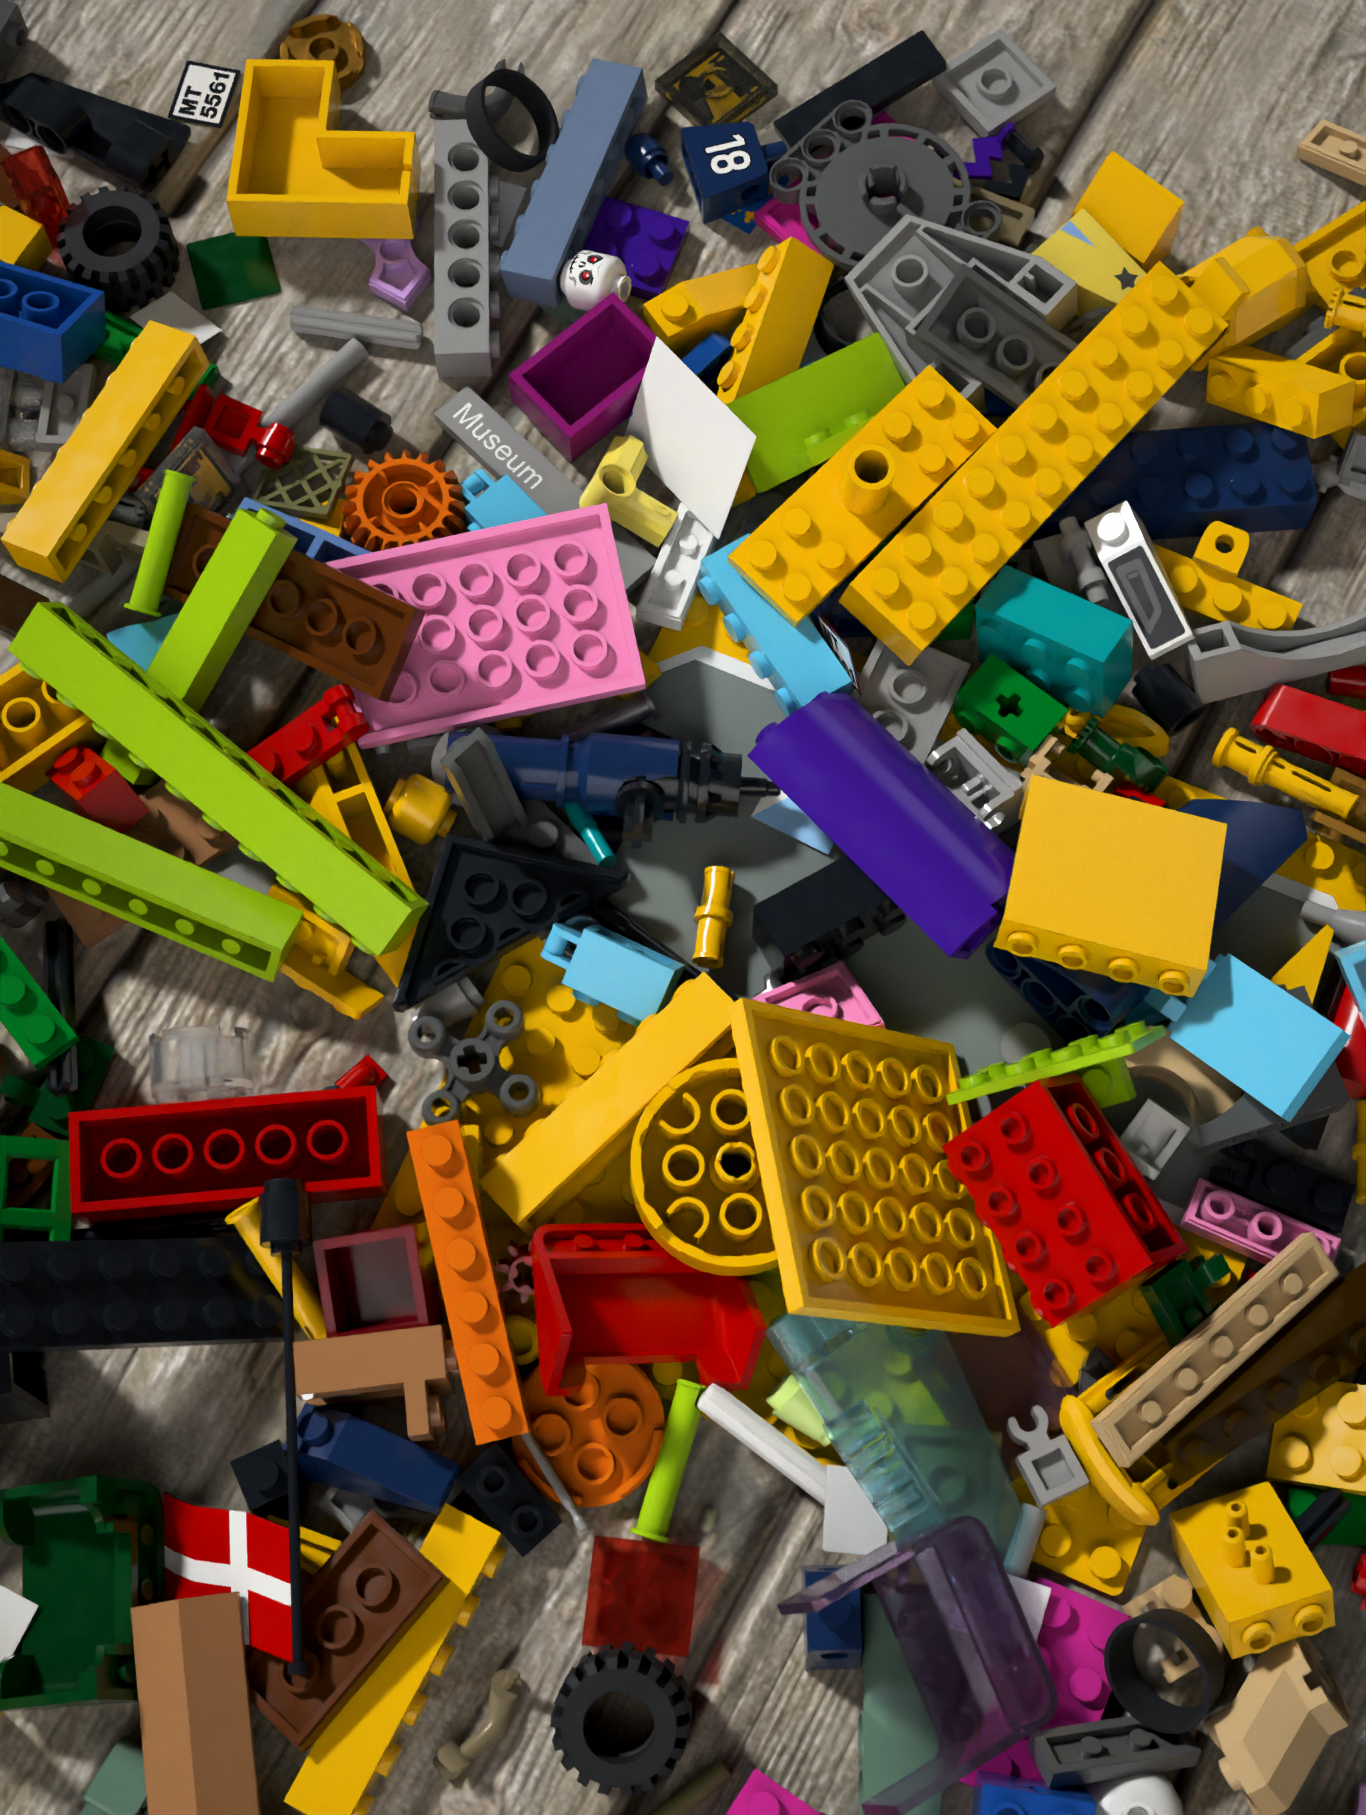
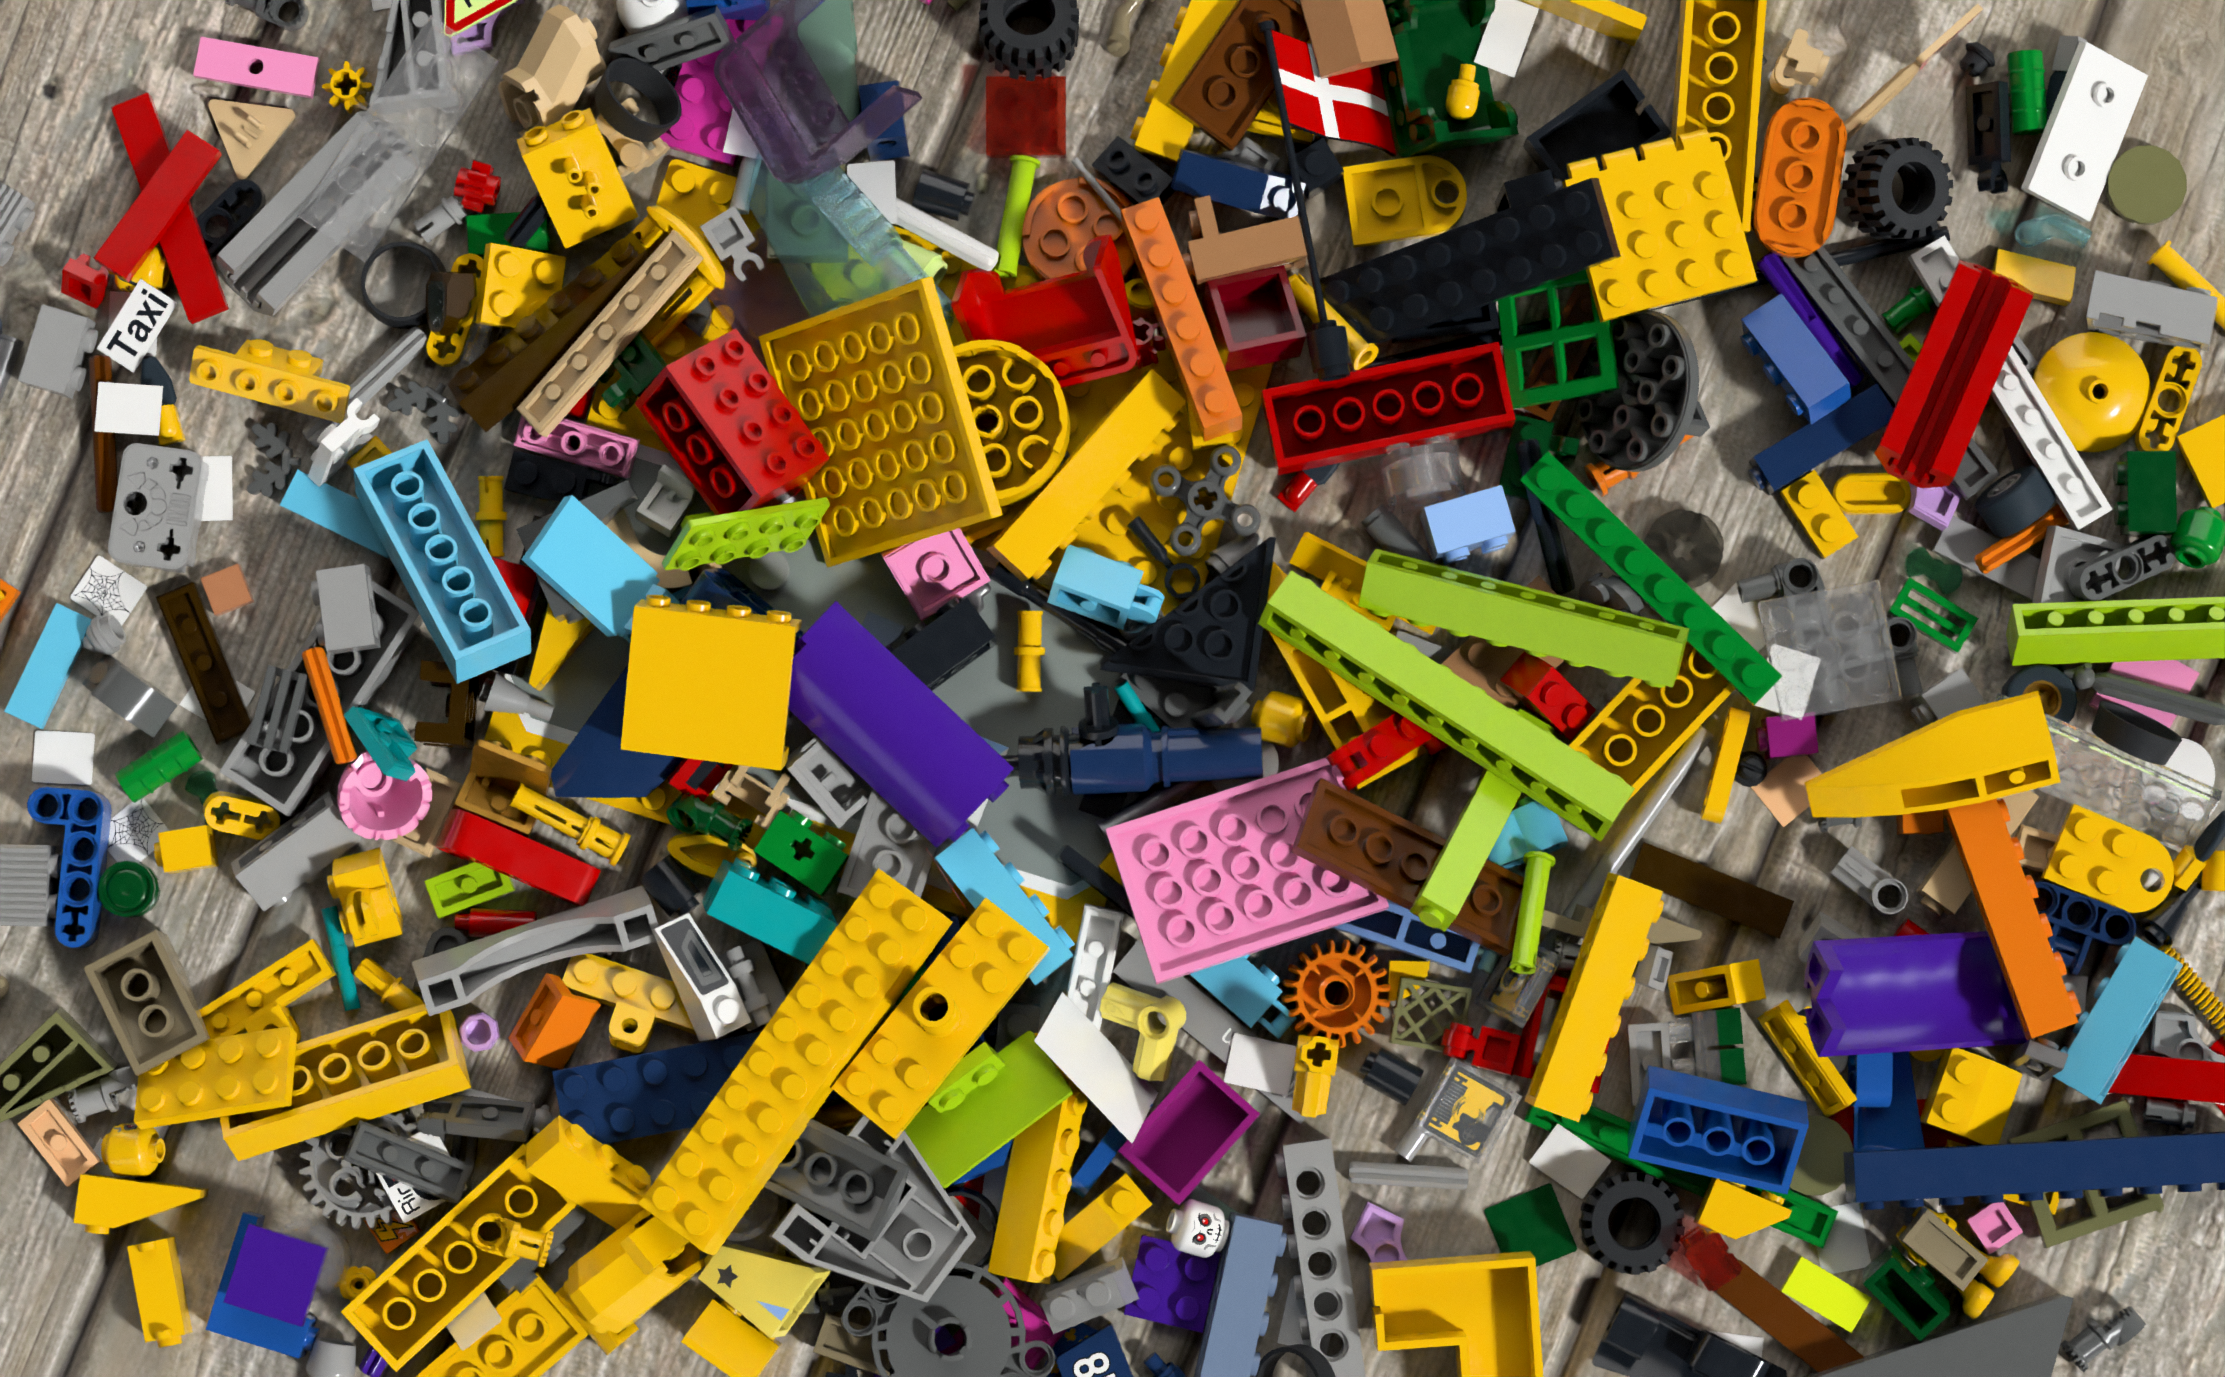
camera: 175 degrees right, 15 degrees up
(59, 1558) = (1463, 94): none -> yellow cylinder
(151, 996) = (1467, 525): none -> light blue brick
(169, 1427) = (1398, 199): none -> yellow plate
(248, 1003) = (1392, 534): none -> dark grey piece
(280, 376) = (1467, 1111): none -> clear tile
(437, 417) = (1314, 1066): none -> yellow piece
(502, 448) = (1260, 1064): none -> white sticker
(539, 1014) = (1160, 554): none -> black piece
(670, 655) = (1094, 877): none -> black tile
(723, 230) = (1089, 1295): none -> light grey window
(761, 1500) = (943, 195): none -> black brick
(897, 960) = (882, 628): none -> sand blue tile
(1316, 562) = (552, 1024): none -> orange panel

